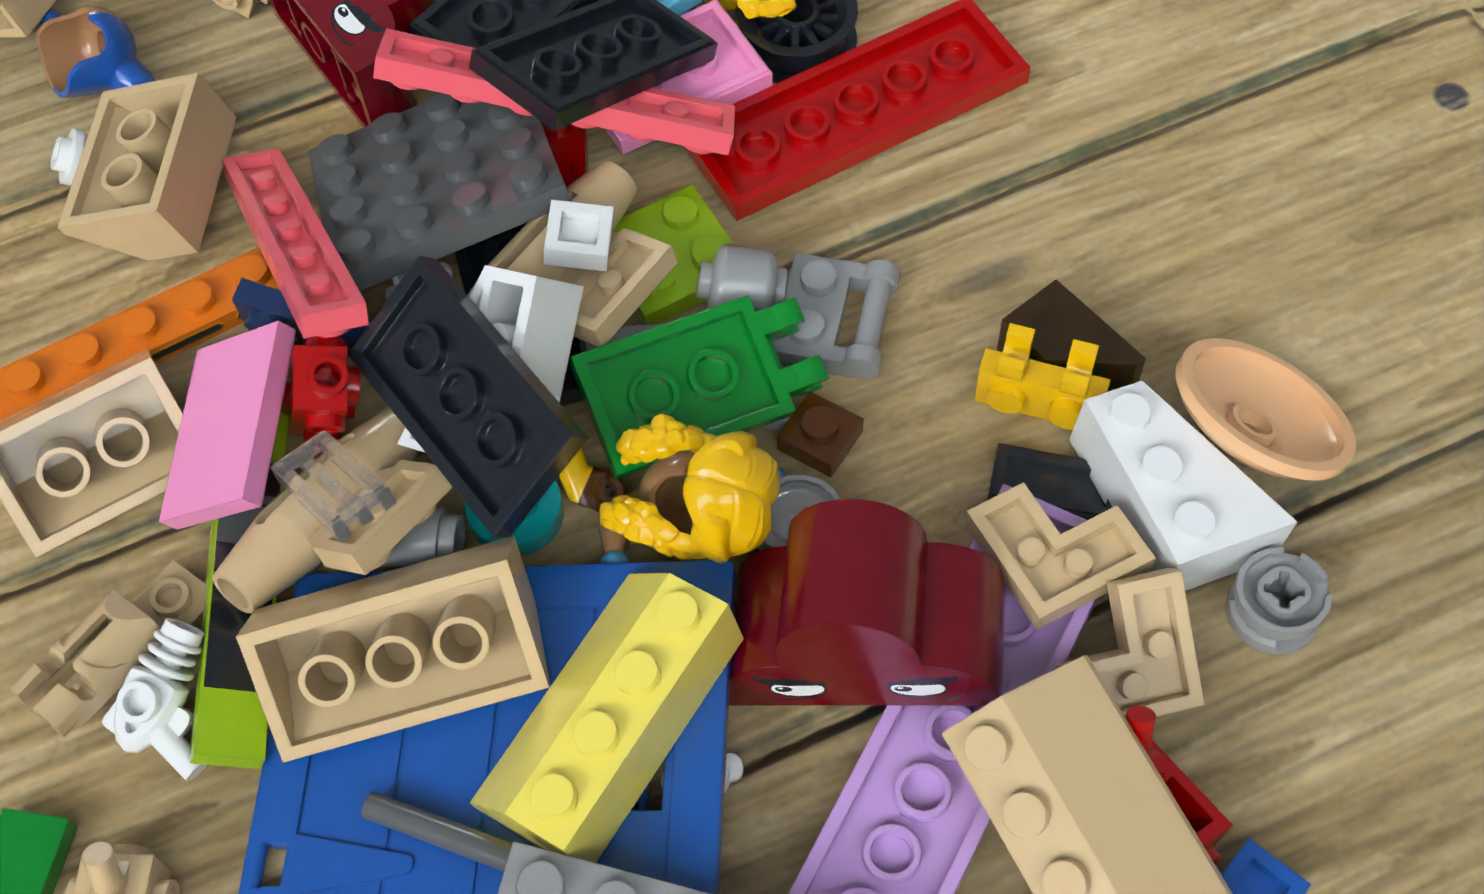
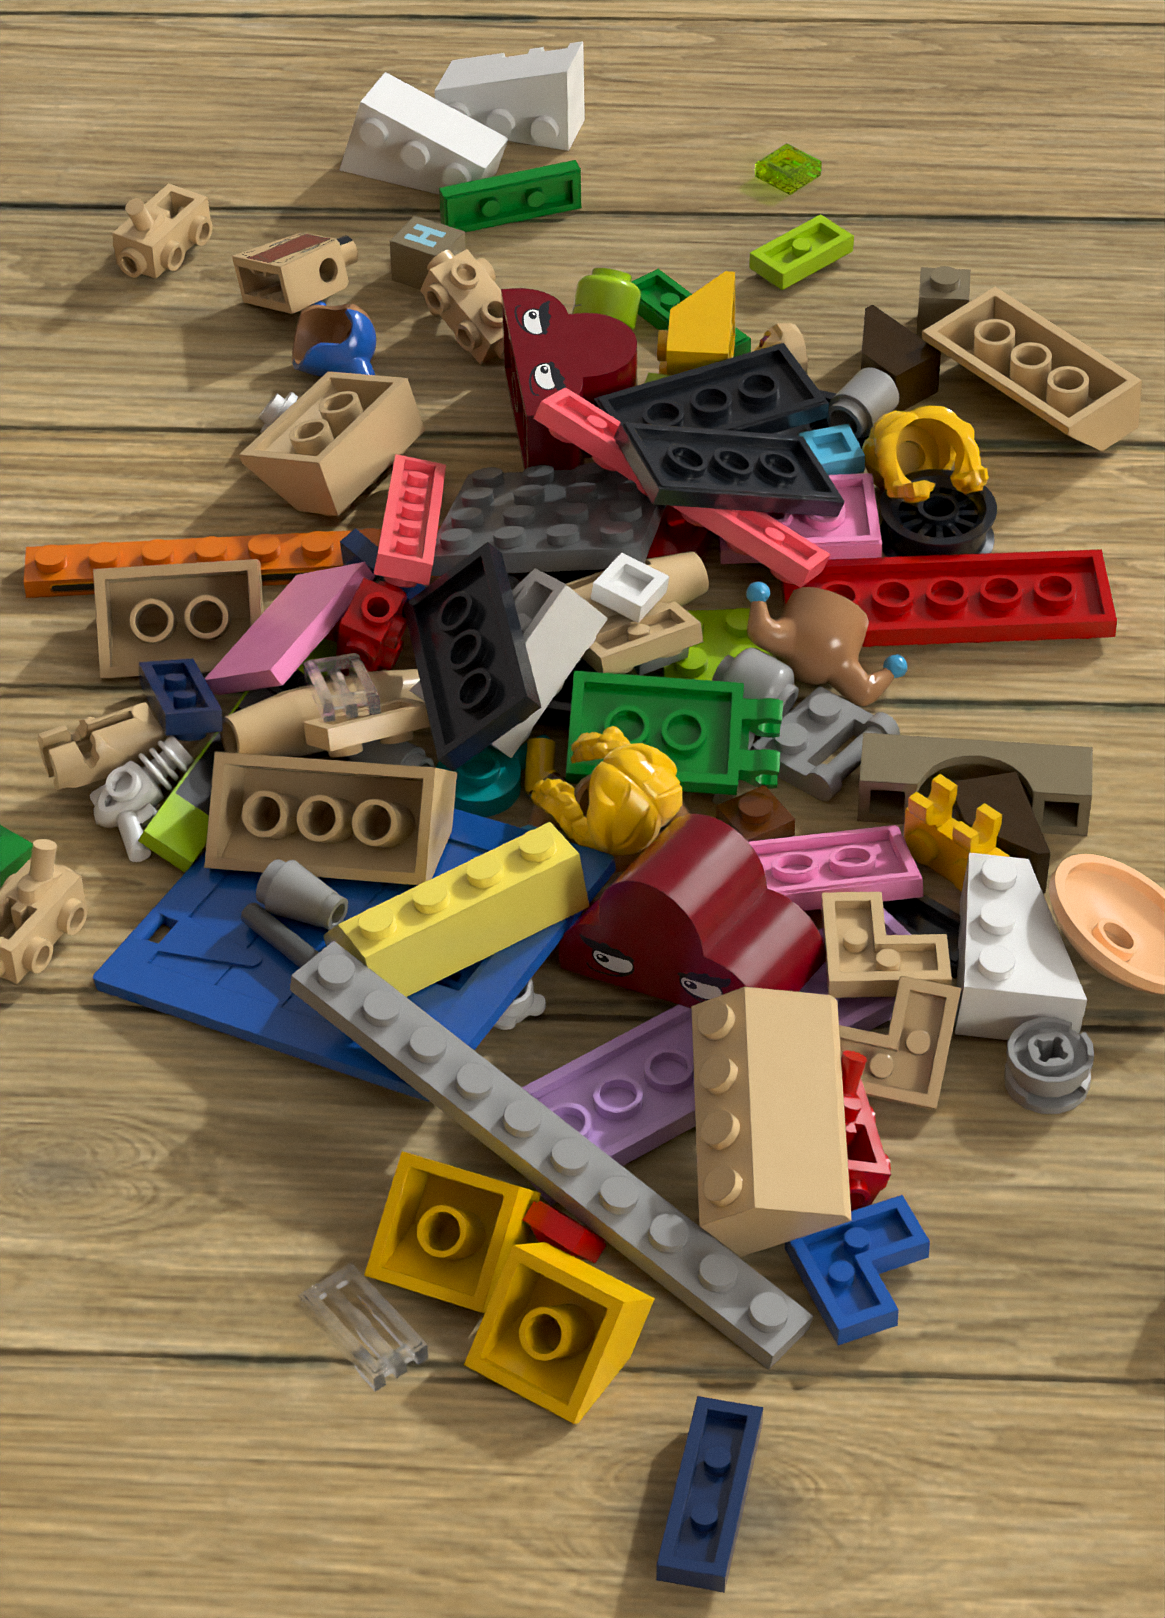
camera: 25 degrees right, 15 degrees down
(147, 560) = (180, 698): none -> dark blue plate
(419, 764) = (299, 895): none -> light grey cone
(776, 206) = (820, 641): none -> medium nougat piece
(936, 320) = (1052, 776): none -> dark tan arch
(940, 460) = (840, 862): none -> bright pink tile

